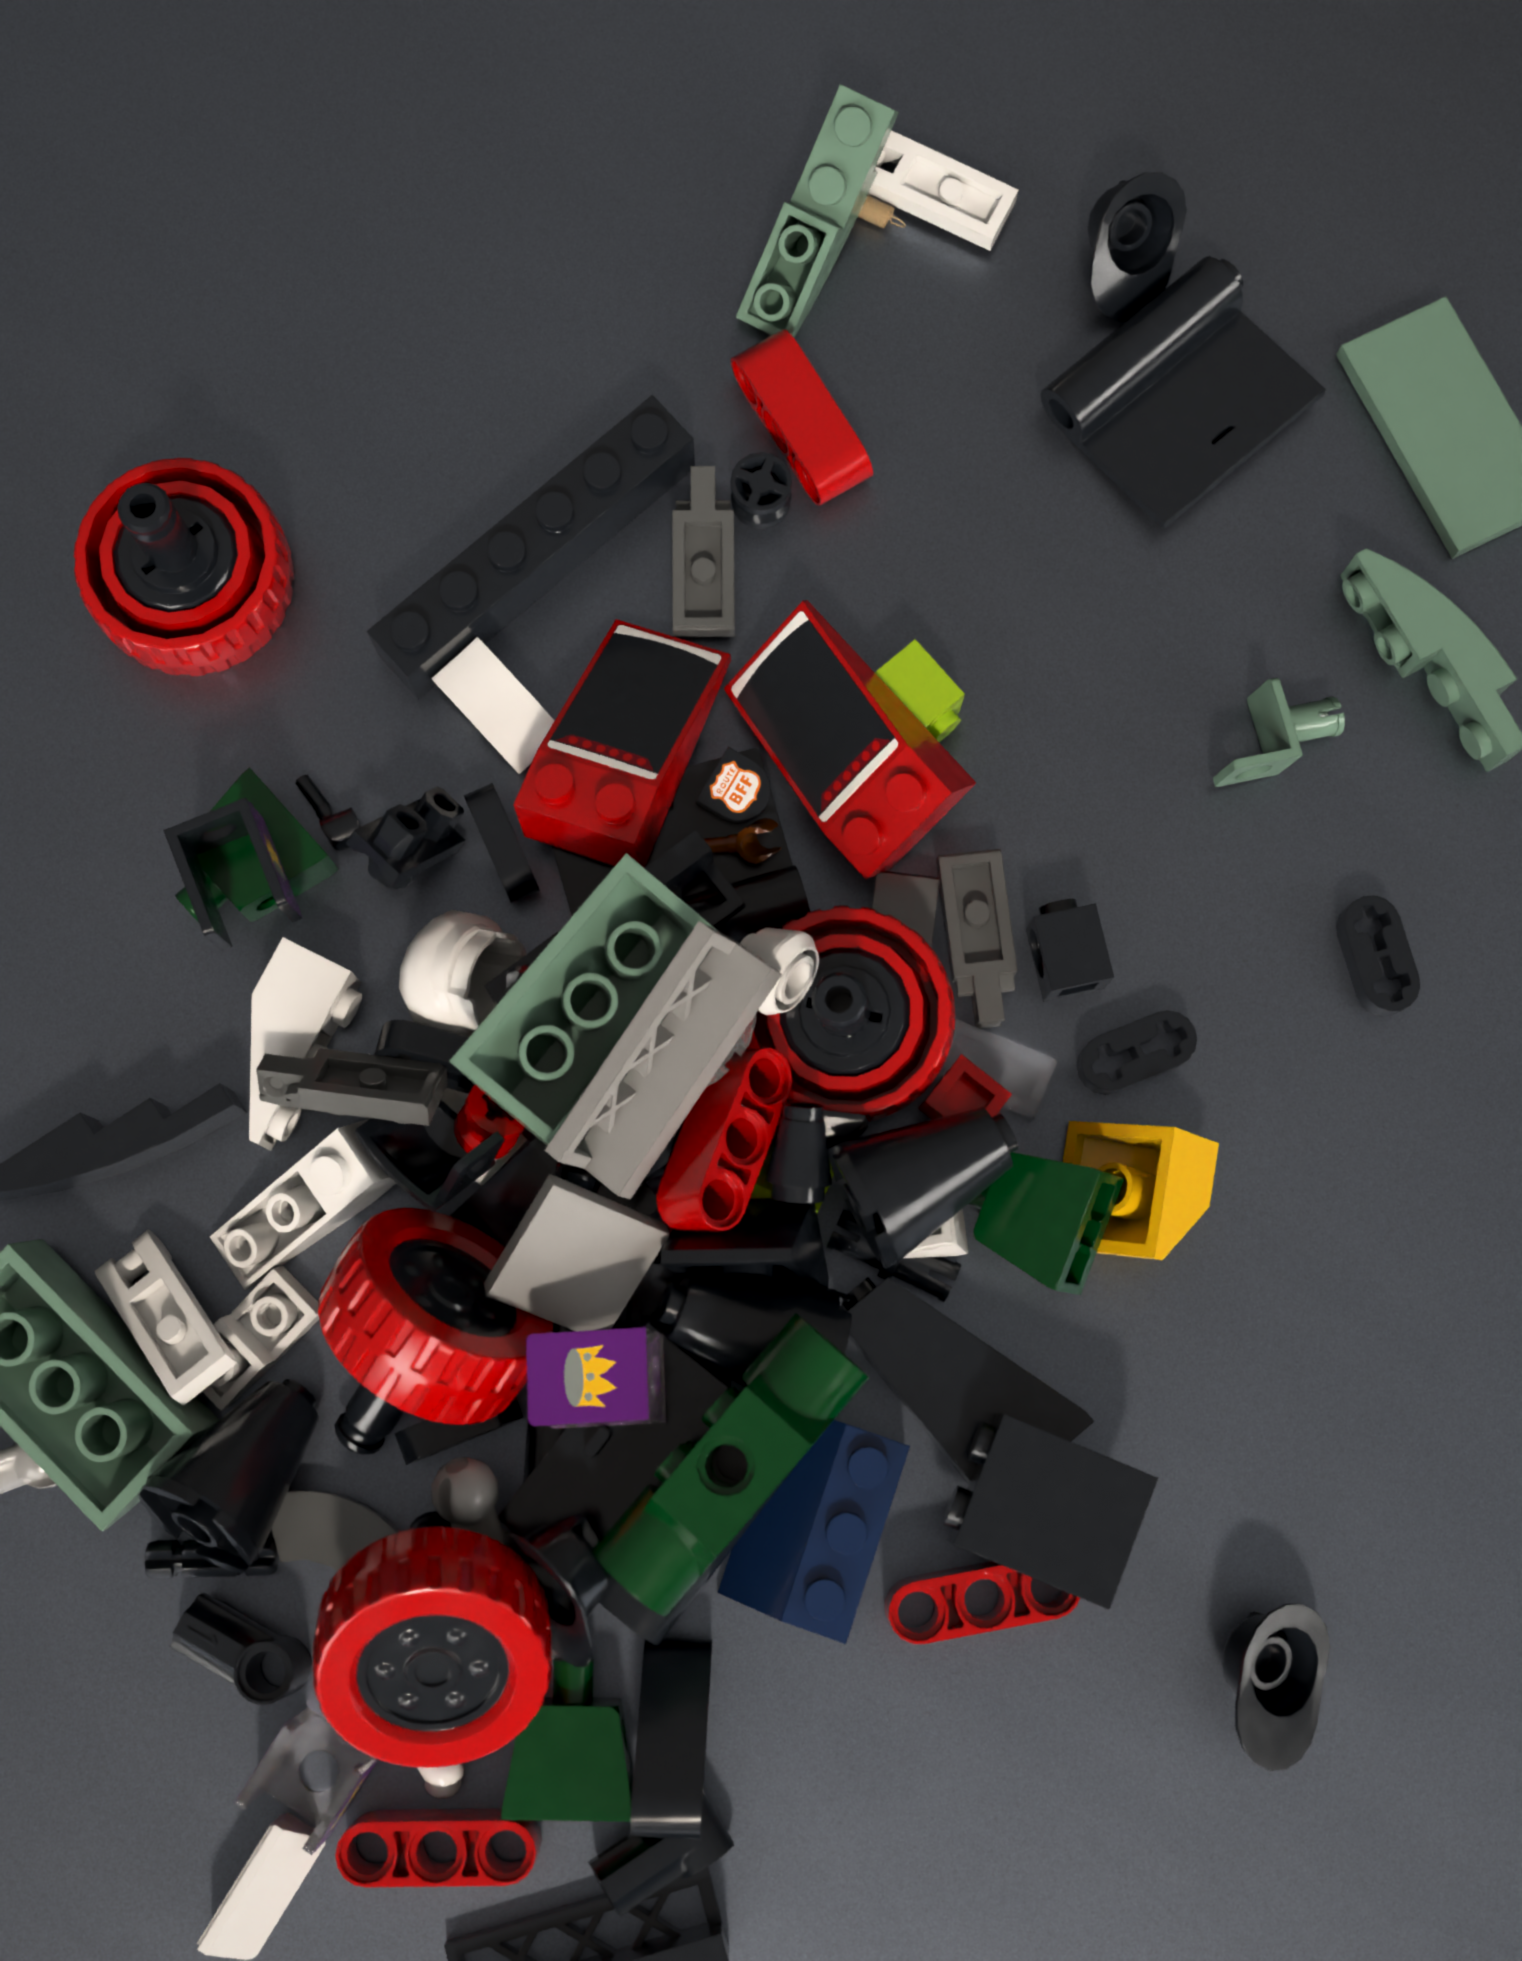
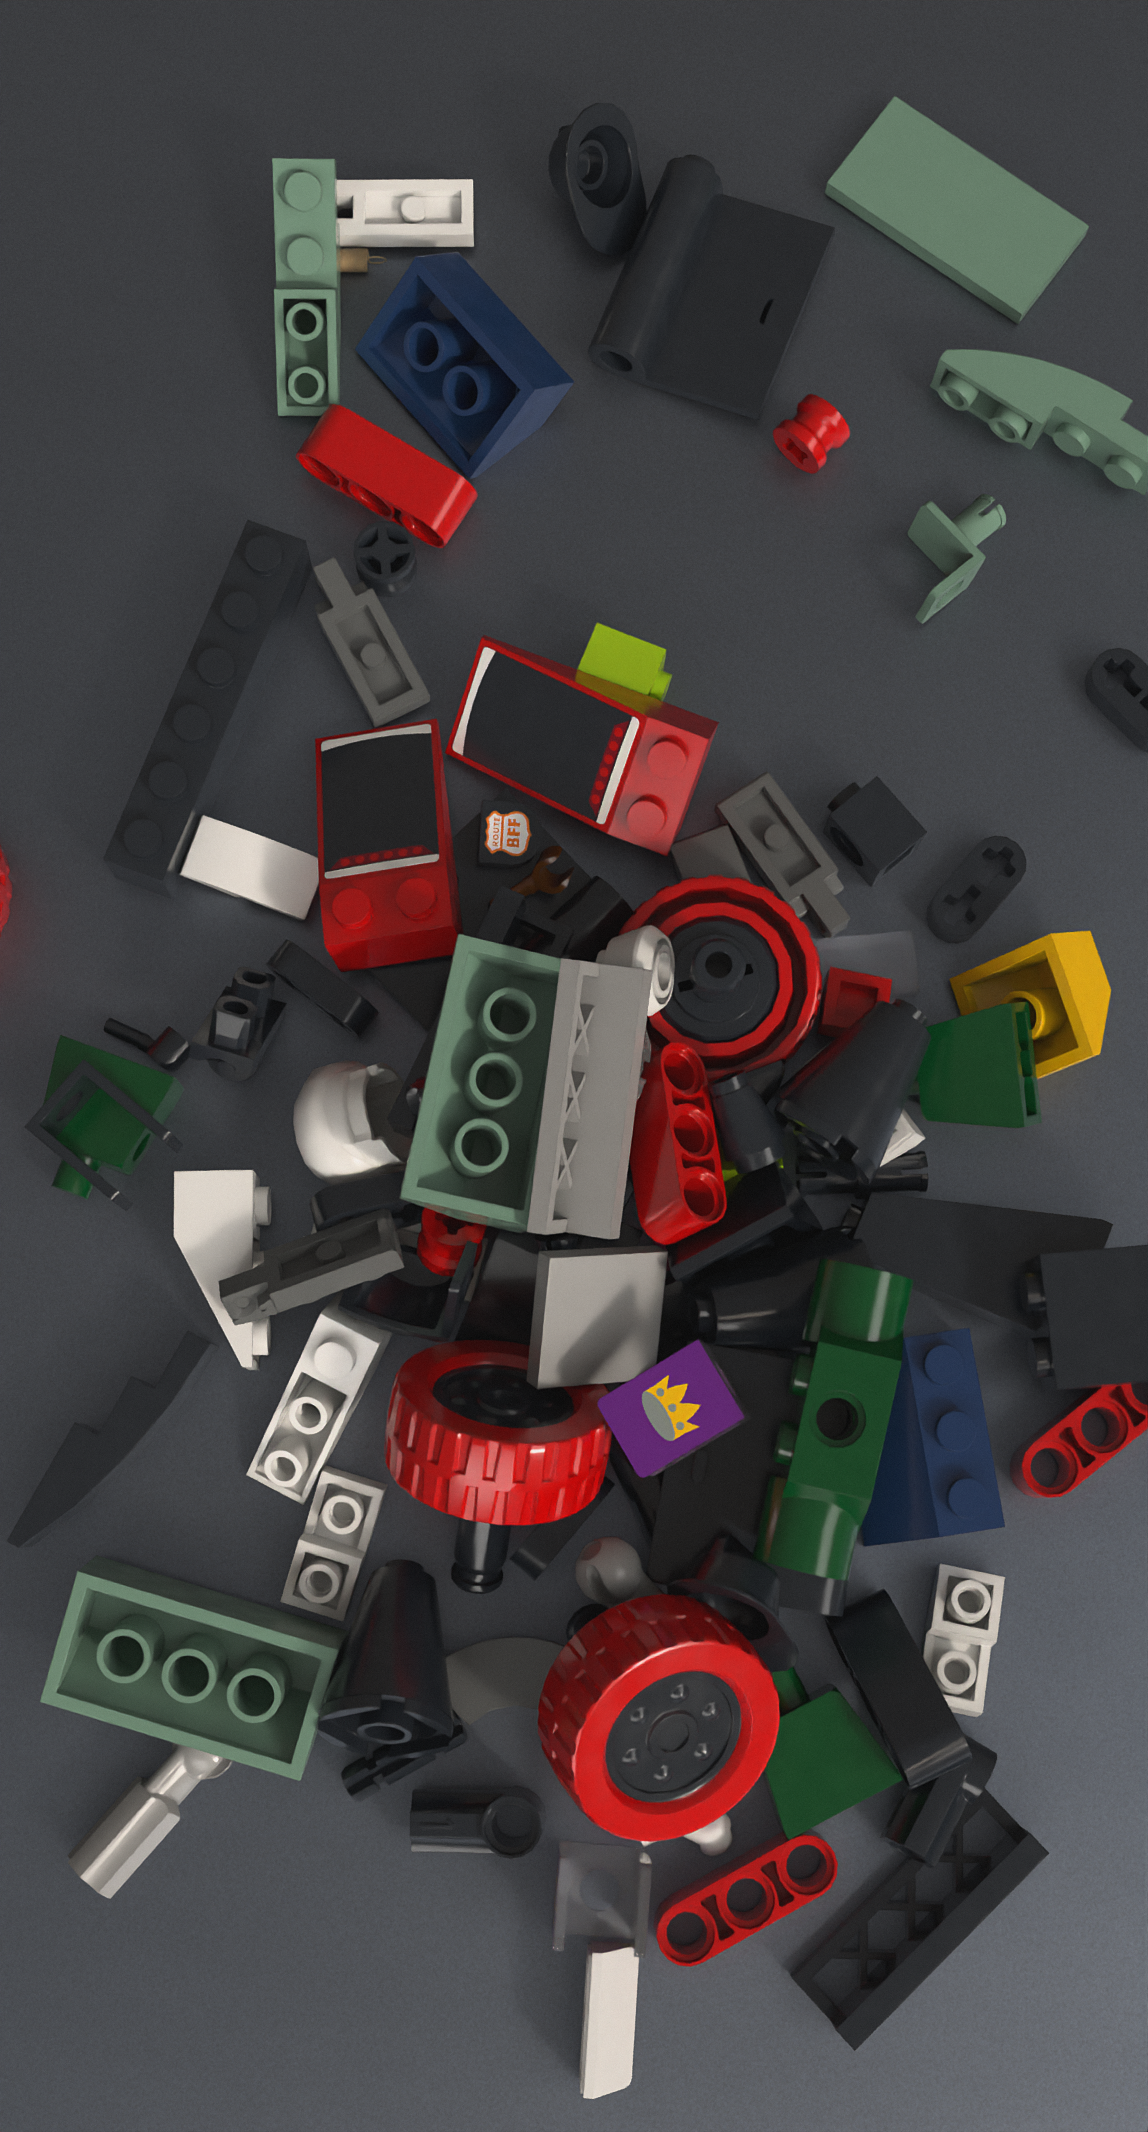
camera: 30 degrees left, 0 degrees up
(166, 1318) = (252, 1564): white plate -> none
(759, 1721) = (960, 1634): none -> white slope
(923, 348) = (462, 362): none -> dark blue slope
(1204, 565) = (811, 433): none -> red wheel

